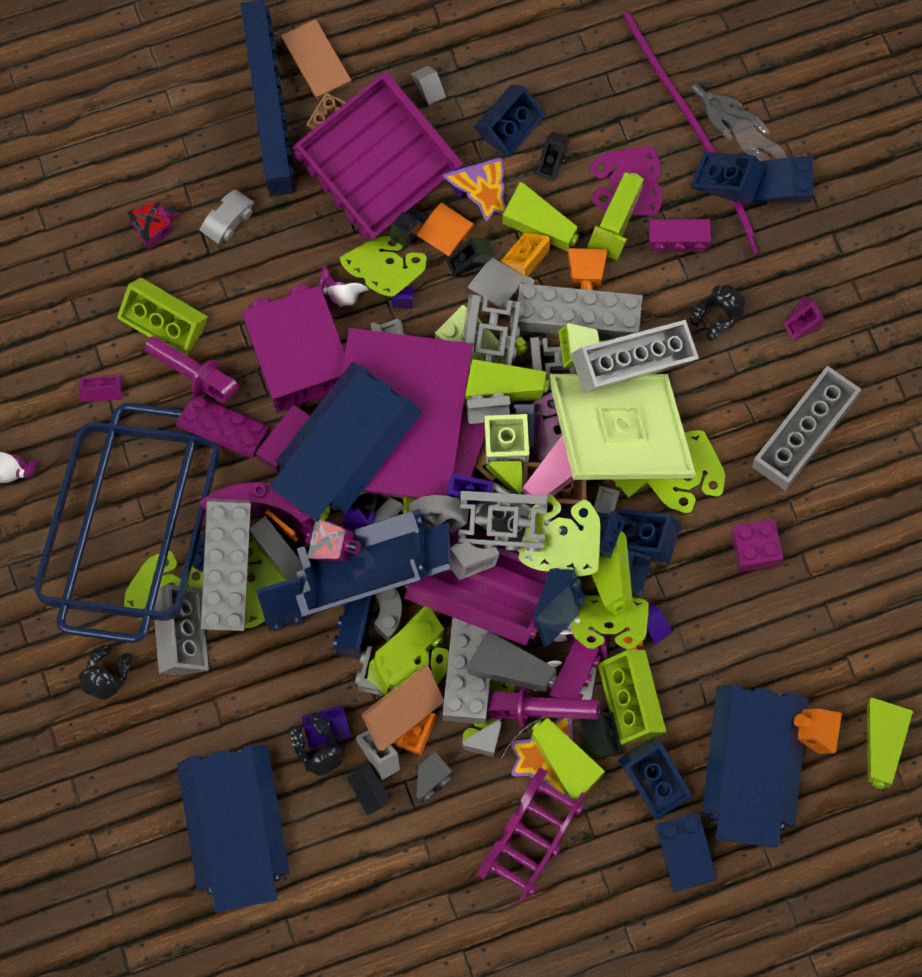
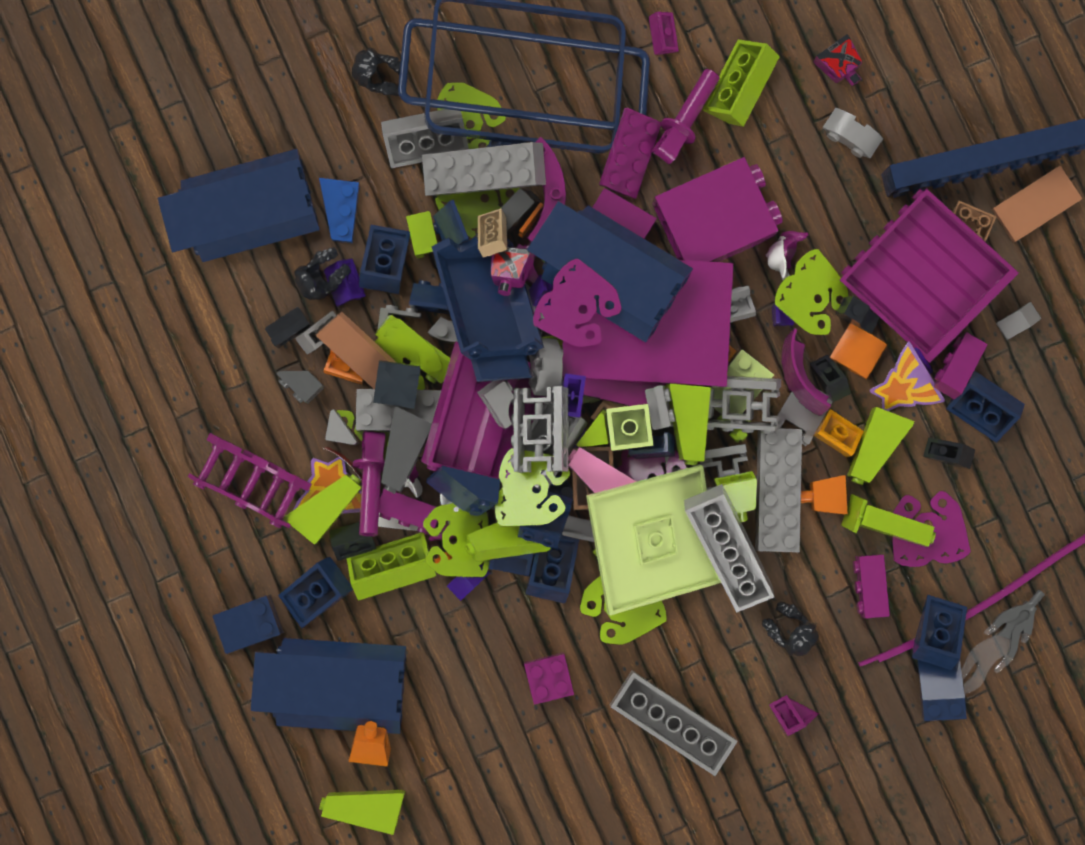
camera: 80 degrees right, 15 degrees up
(243, 724) = (341, 207): none -> blue wing
(283, 639) = (422, 233): none -> lime panel
(293, 557) = (492, 233): none -> tan piece
(306, 681) = (384, 259): none -> dark blue slope
(371, 483) = (568, 297): none -> magenta piece
(442, 666) = (396, 384): none -> black brick
(468, 137) = (959, 365): none -> magenta brick
(472, 283) = (797, 379): none -> magenta panel

